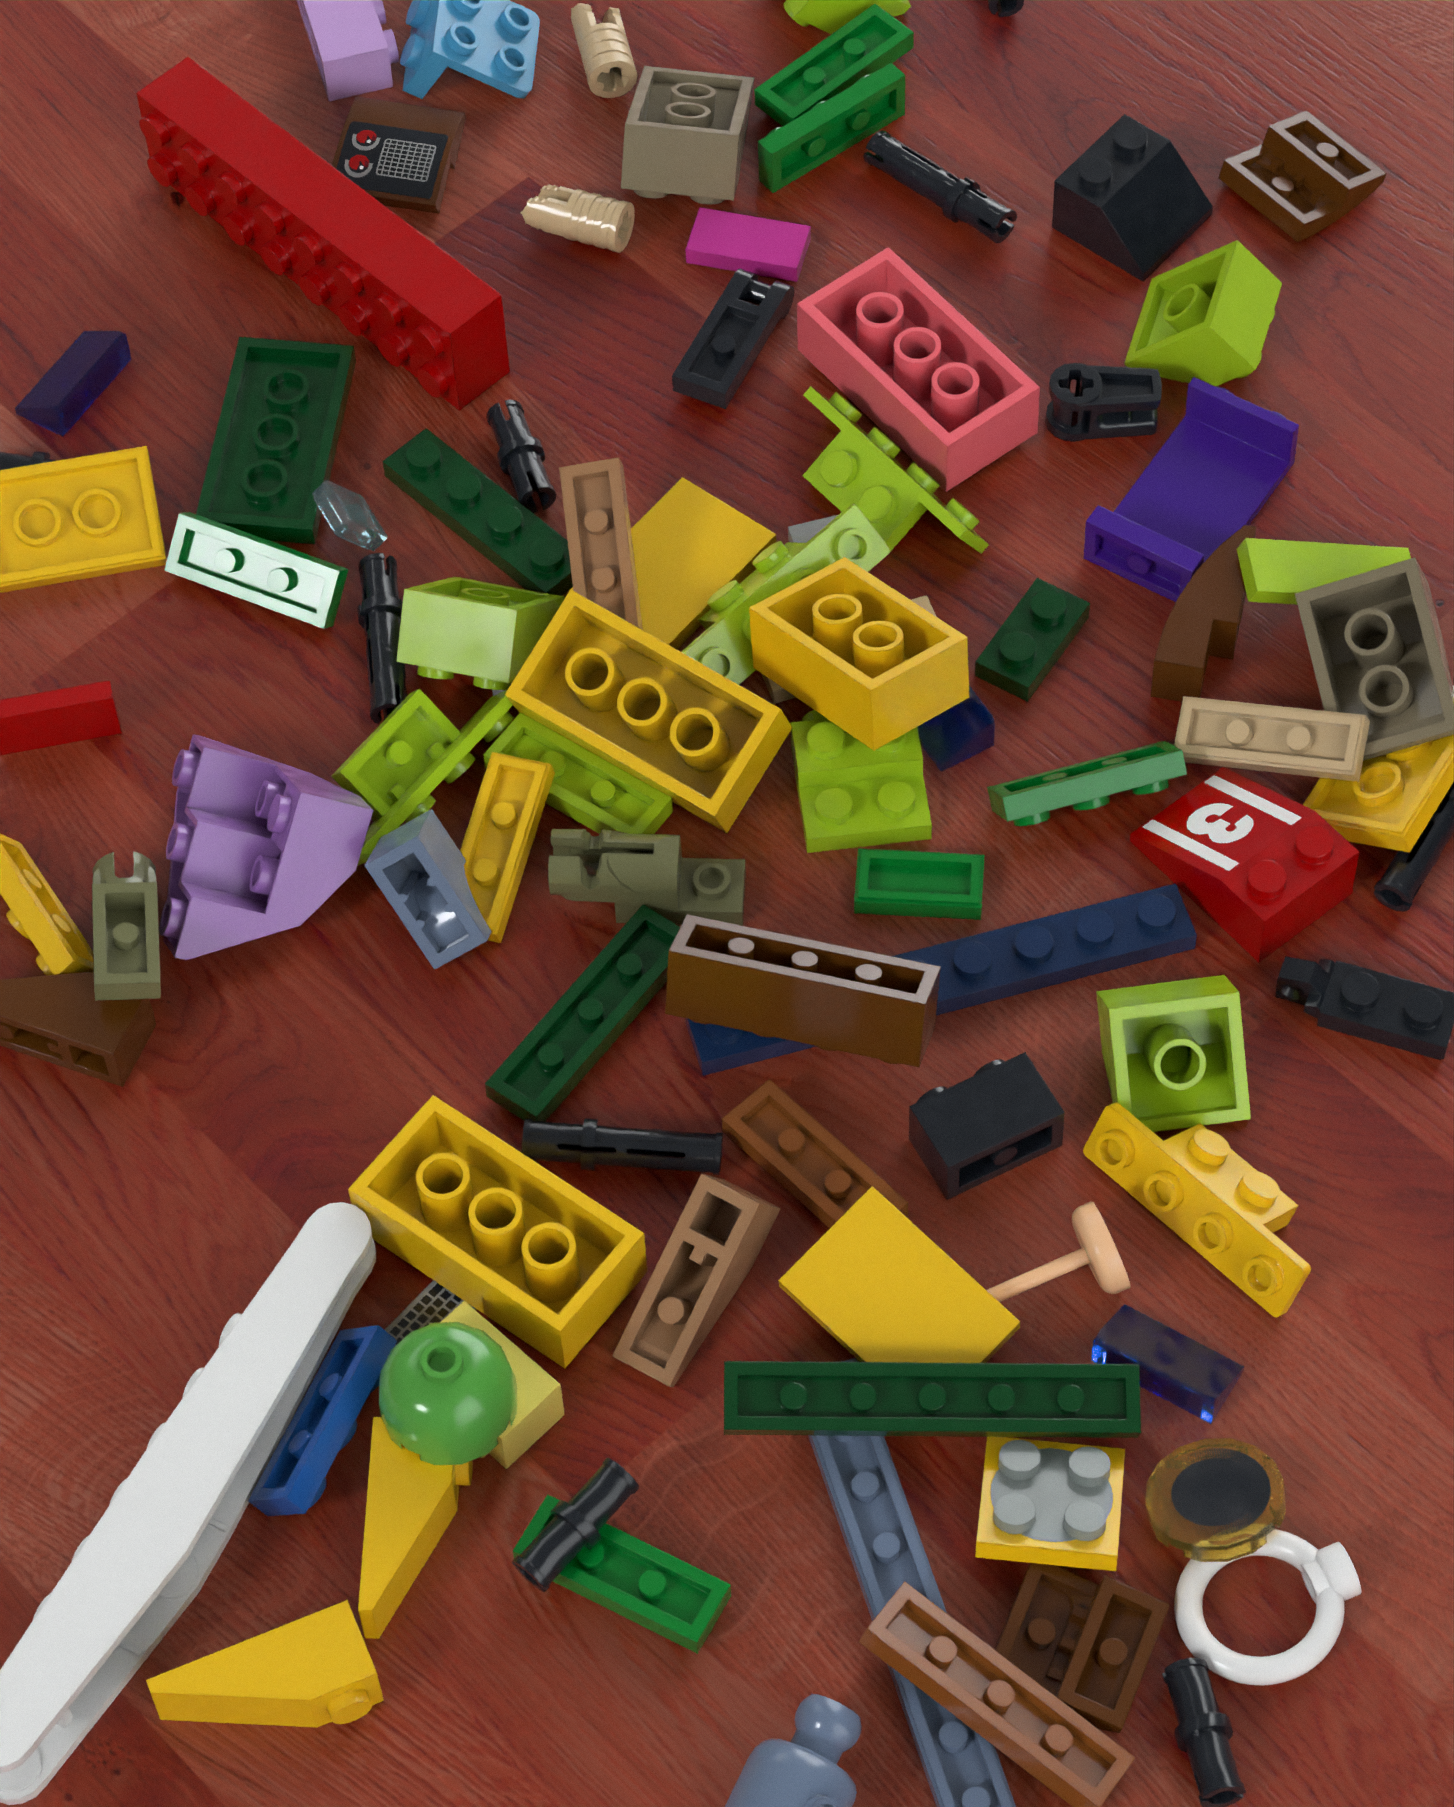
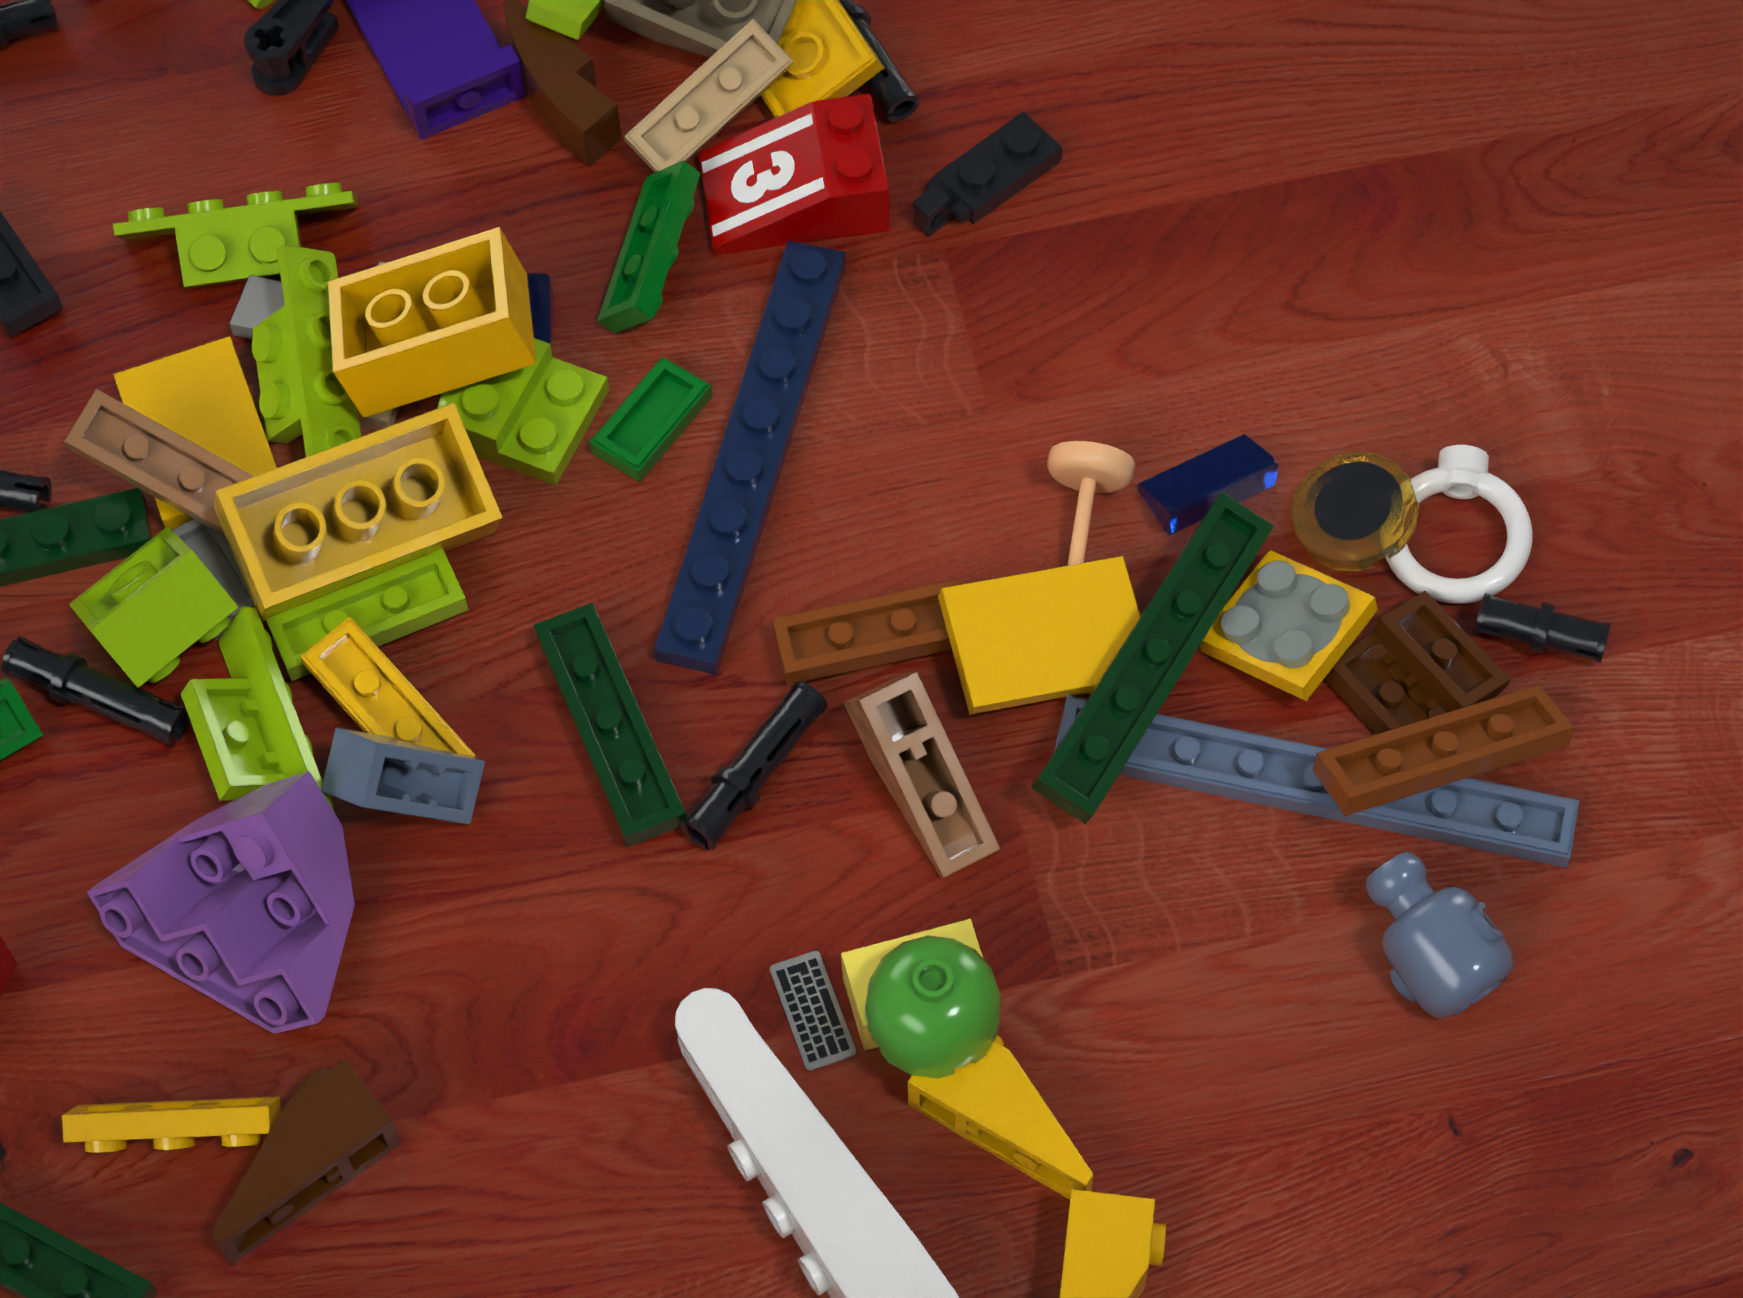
camera: 60 degrees left, 5 degrees up
(125, 931) = (266, 1046): olive plate -> none
(323, 1422) = (872, 1129): blue plate -> none
(500, 1231) = (785, 893): yellow brick -> none
(575, 1524) = (1109, 973): black pin -> none
(640, 1582) = (1157, 970): green plate -> none
(646, 872) = (504, 606): olive plate -> none
(802, 990) = (727, 538): reddish brown brick -> none
(918, 368) = (152, 140): coral brick -> none
(985, 1124) = (919, 488): black brick -> none
(1032, 639) = (473, 203): dark green plate -> none
(1176, 1052) = (944, 323): lime slope -> none
(1207, 1200) = (1089, 377): yellow bracket -> none

